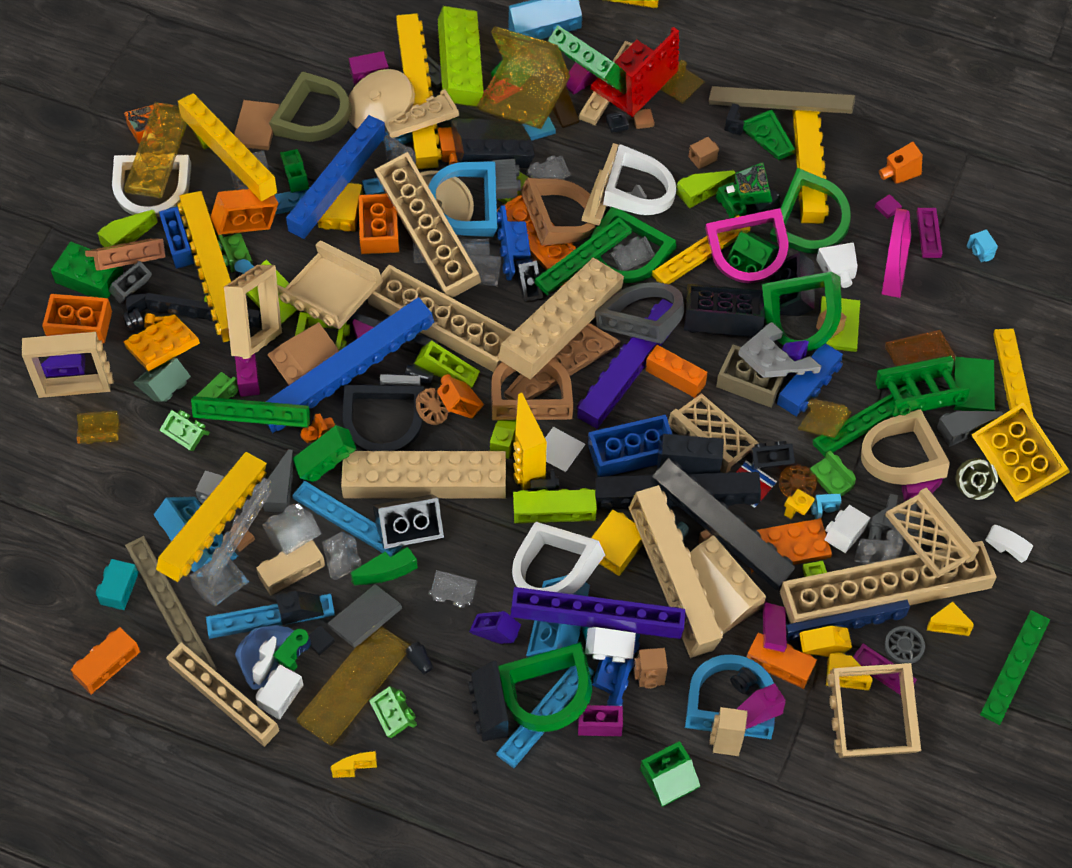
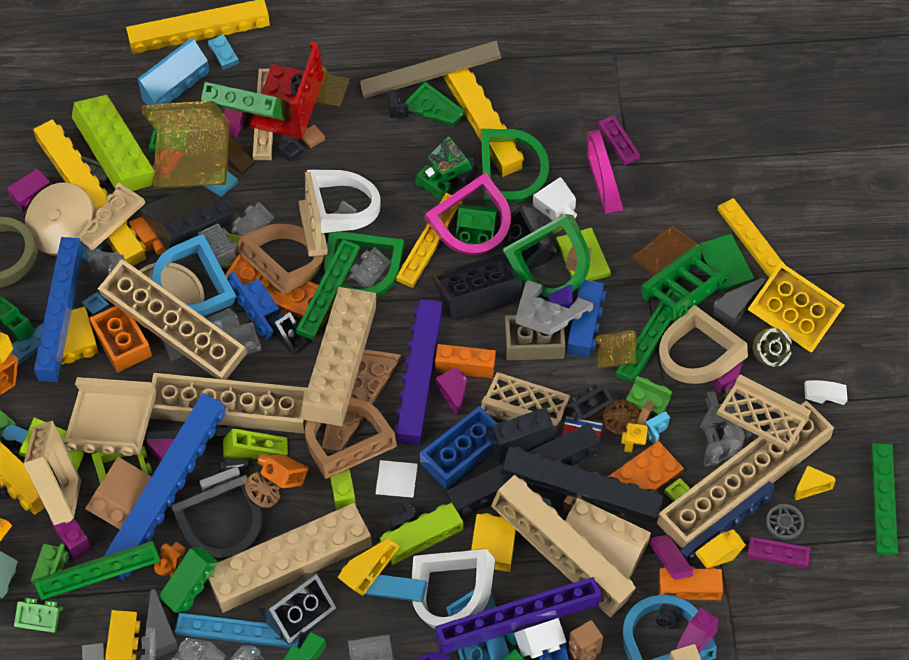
camera: 25 degrees left, 0 degrees up
(488, 512) = (366, 567): none -> yellow slope
(505, 542) = (398, 588): none -> dark azure tile
(528, 446) = (375, 488): yellow slope -> none
(602, 15) = (223, 52): none -> medium azure plate
(610, 319) = (432, 333): dark grey window -> none
(652, 390) = (453, 388): none -> magenta slope
(702, 186) = (398, 179): lime slope -> none
(703, 152) = (384, 146): medium nougat brick -> none
(821, 487) = (645, 413): none -> medium nougat tile
(841, 660) = (750, 569): yellow slope -> none
(846, 528) = (686, 440): white brick -> none
(887, 206) = (571, 130): magenta tile -> none
(903, 164) = (566, 86): orange torso -> none
(908, 704) = (820, 578): tan window -> none
(982, 245) = (670, 133): medium azure brick -> none

